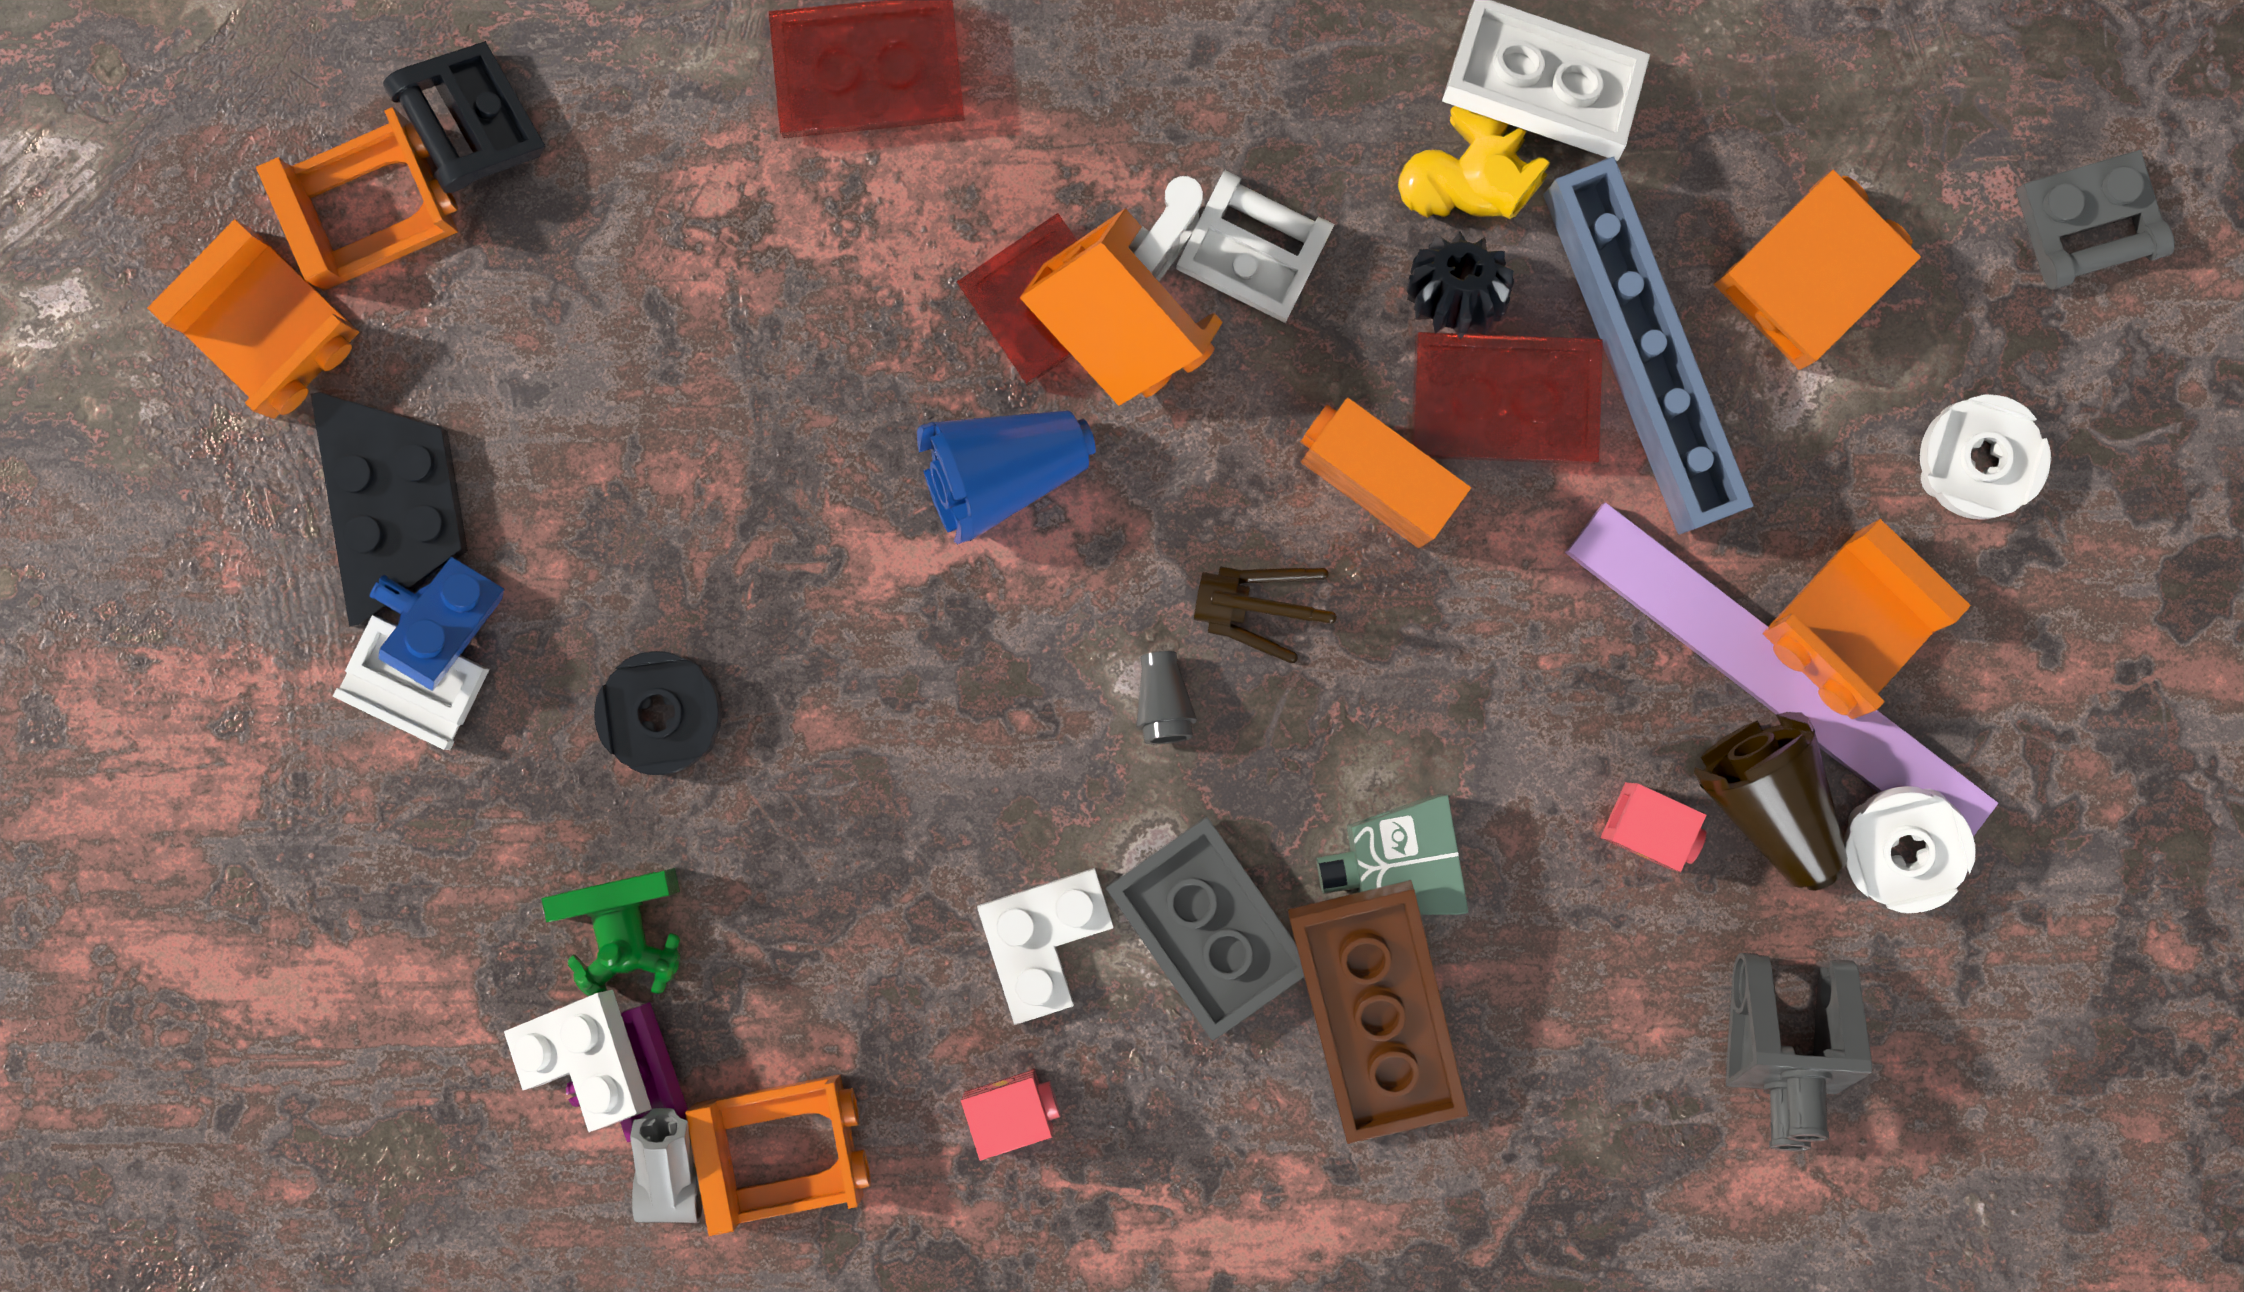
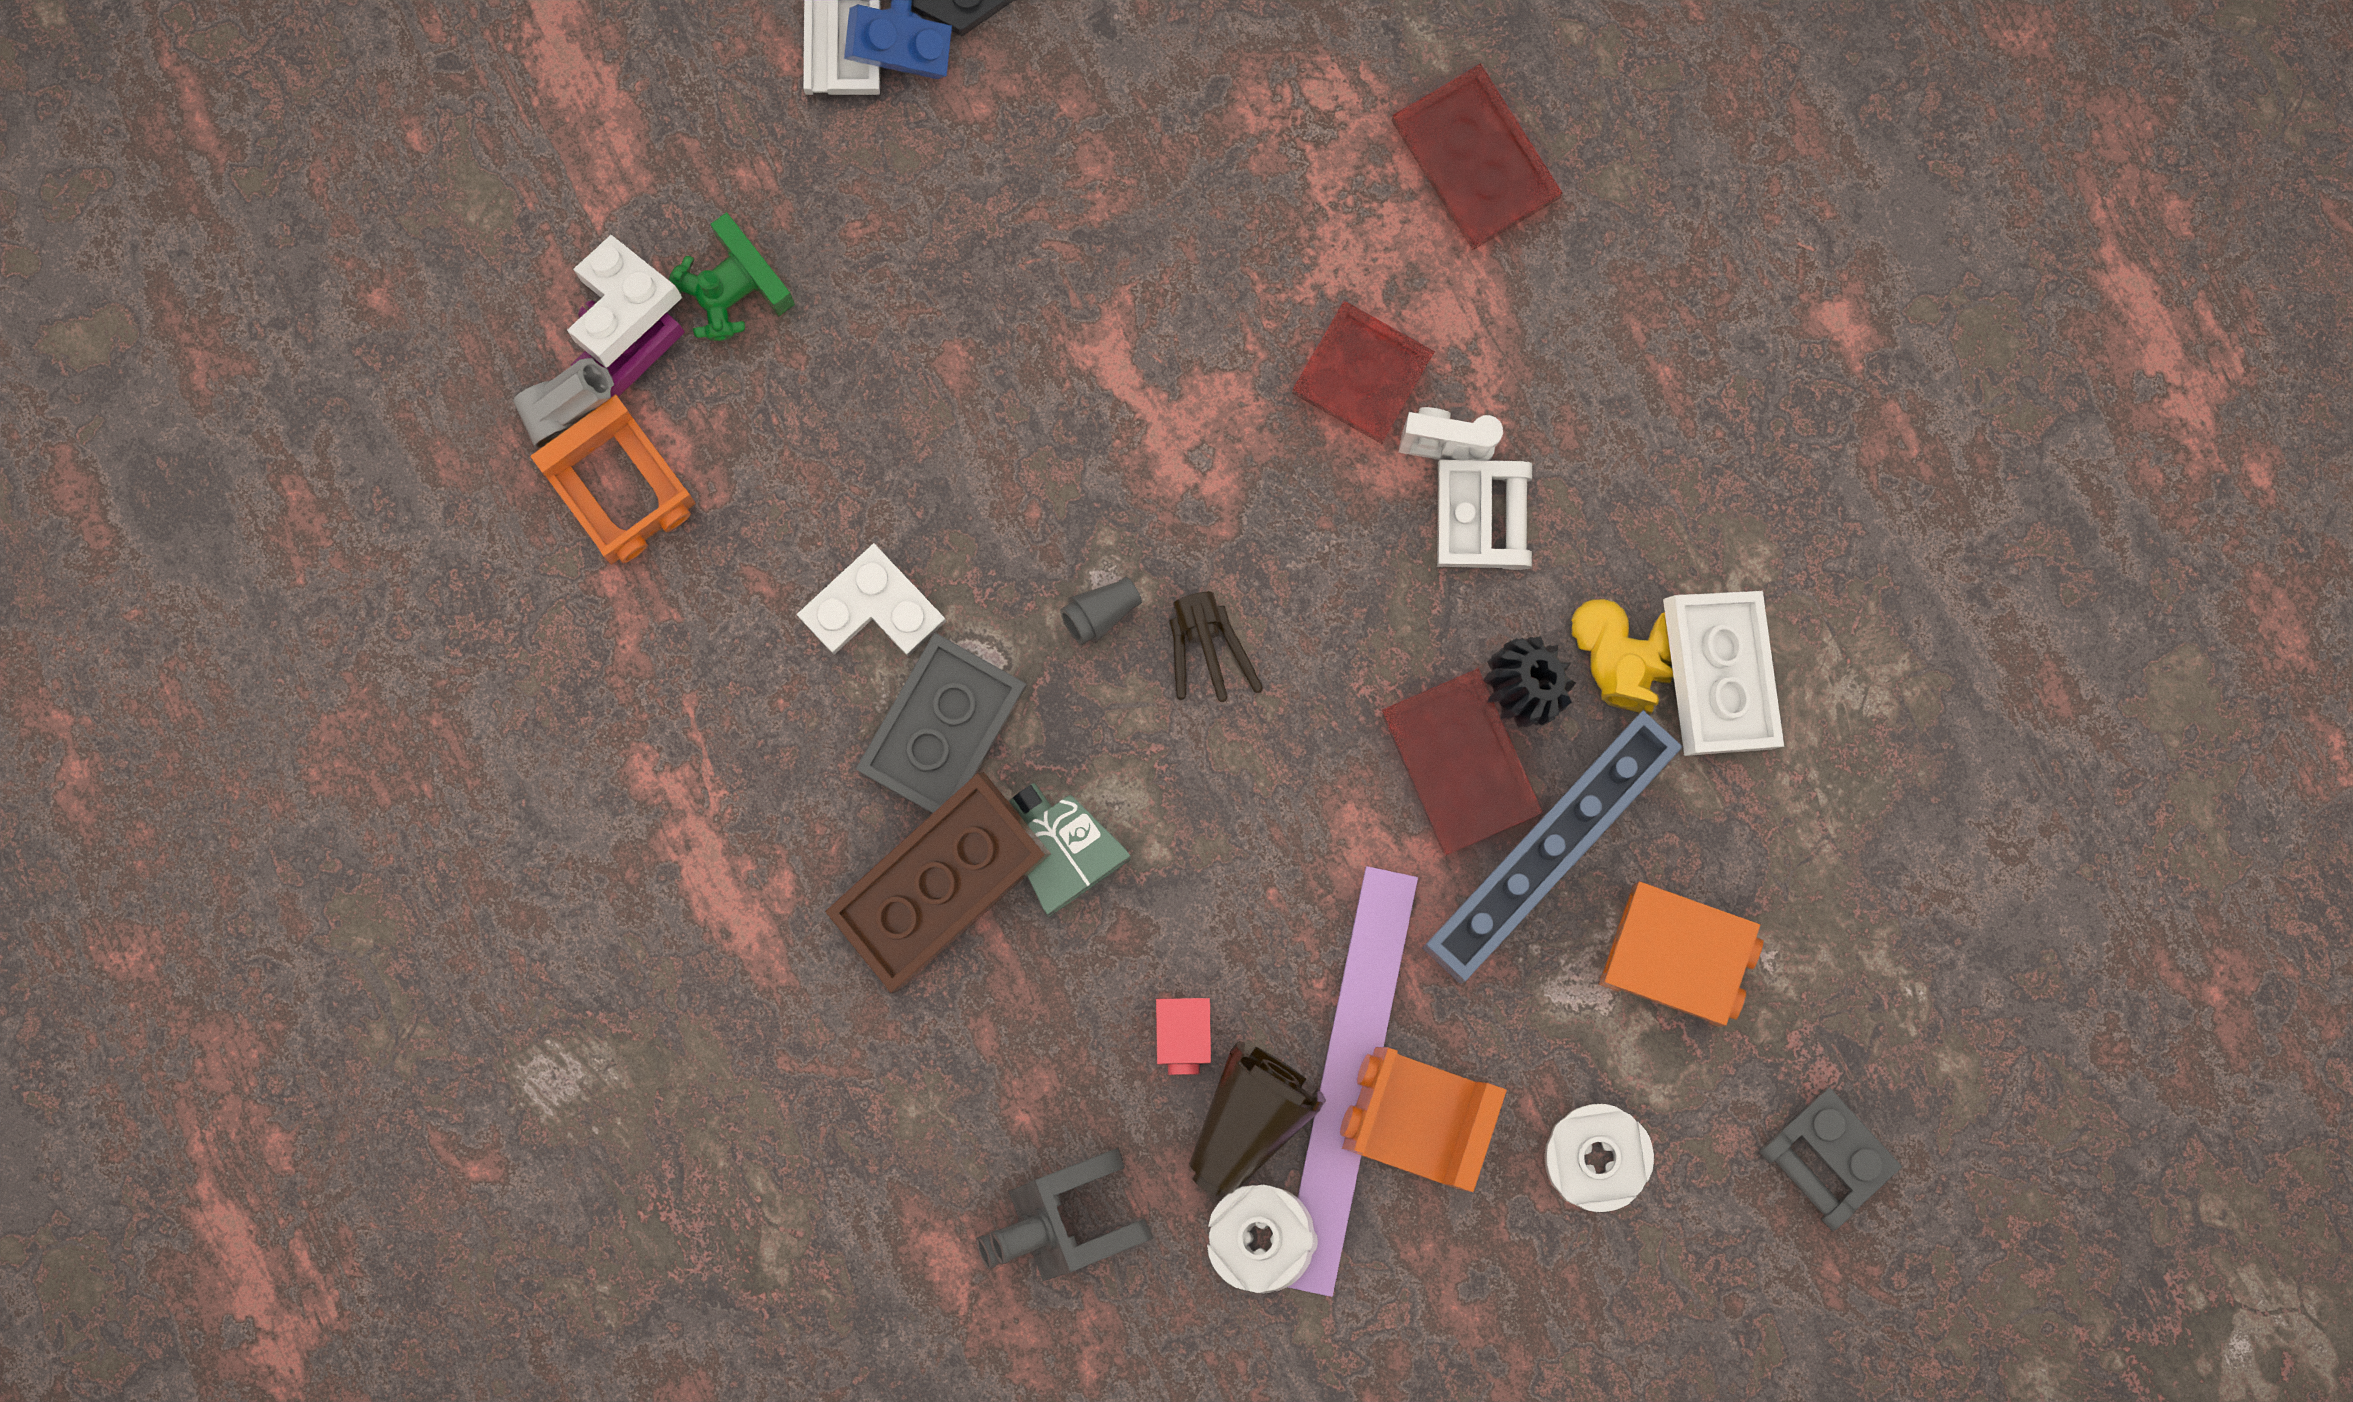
camera: 65 degrees right, 5 degrees down
(637, 741) = (914, 206): black plate -> none
(1000, 465) = (1220, 399): blue cone -> none
(1010, 1113) = (727, 642): coral brick -> none
(1117, 313) = (1373, 428): orange panel -> none
(1382, 472) = (1354, 687): orange brick -> none

